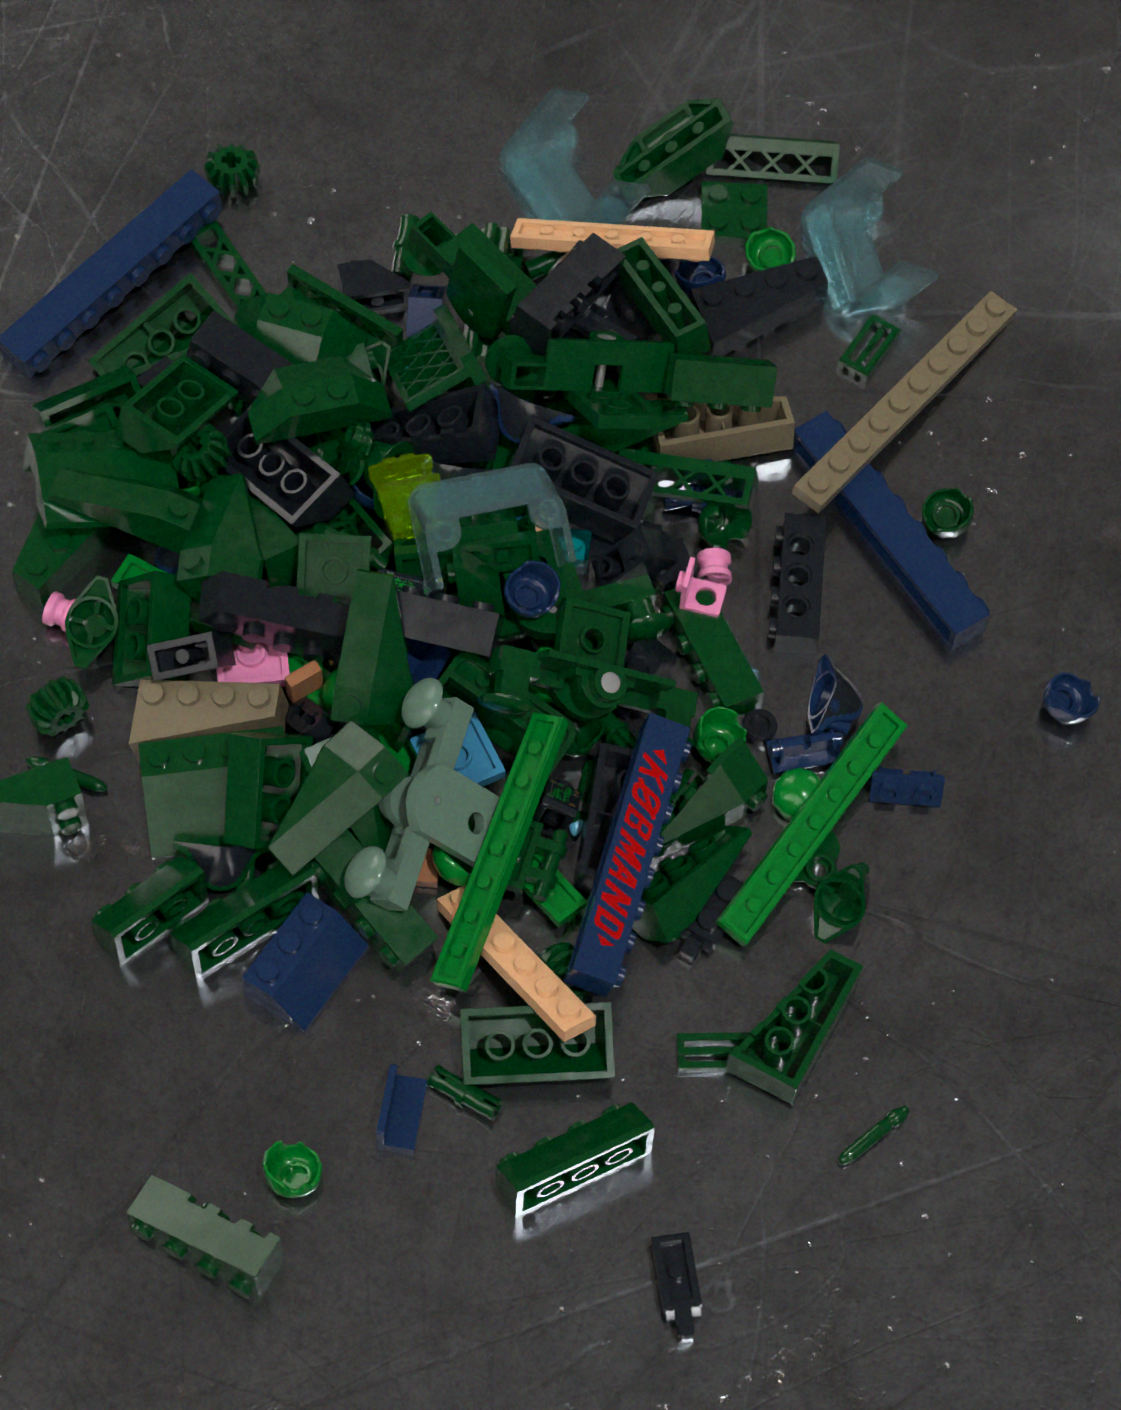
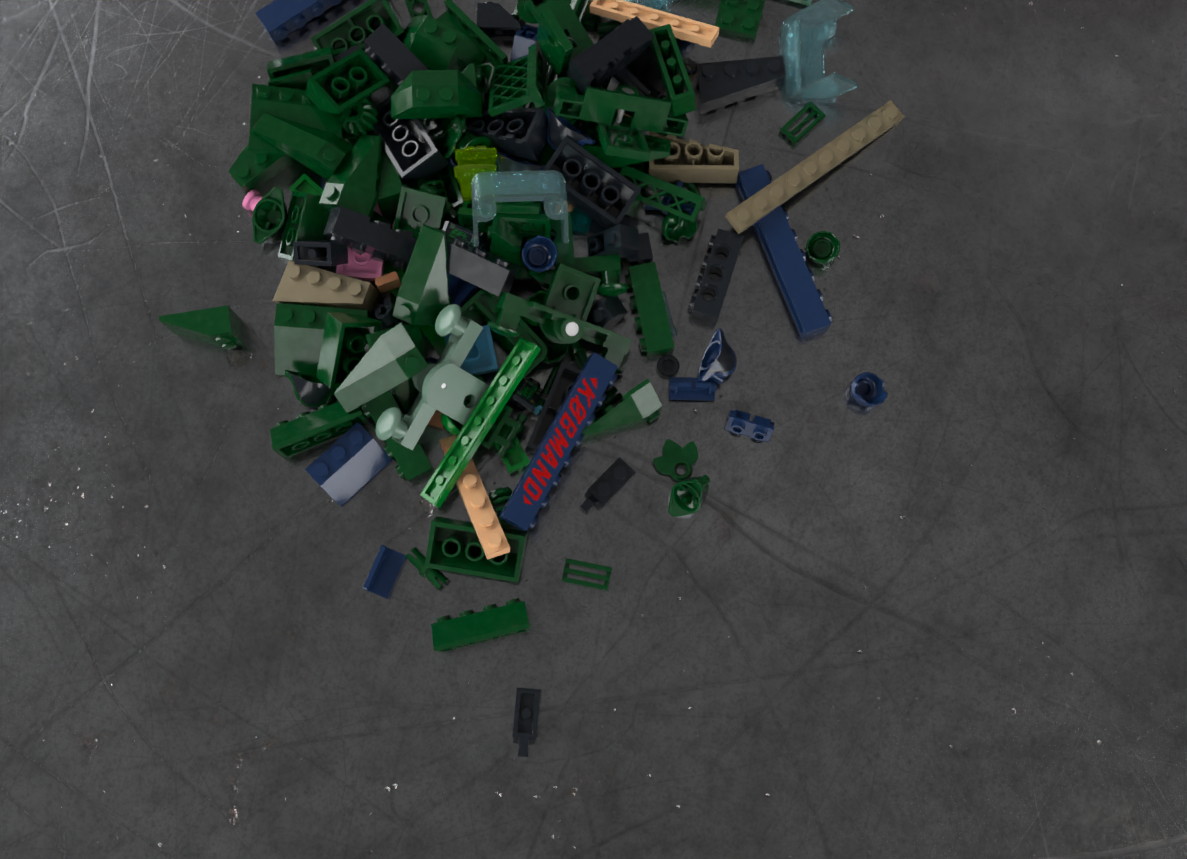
camera: 15 degrees right, 15 degrees up
(57, 706) = (237, 265): dark green gear -> none
(84, 780) = (223, 300): dark green piece -> none
(150, 908) = (262, 410): dark green slope -> none
(206, 1237) = (247, 628): dark green wedge -> none
(292, 1169) = (309, 596): green hair -> none
(687, 883) = (596, 461): dark green wedge -> none
(691, 586) = (642, 268): bright pink bracket -> none
(699, 274) = (704, 54): dark blue hair -> none
(714, 565) = (665, 255): bright pink wheel -> none
(716, 732) = (639, 368): green hair -> none
(720, 381) = (696, 133): dark green brick -> none
(769, 249) = (754, 45): green hair -> none
(792, 790) = (681, 417): green hair -> none
(792, 1036) = (635, 578): dark green wedge -> none
(811, 824) = (683, 440): green tile -> none
(874, 1134) = (685, 642): dark green piece -> none

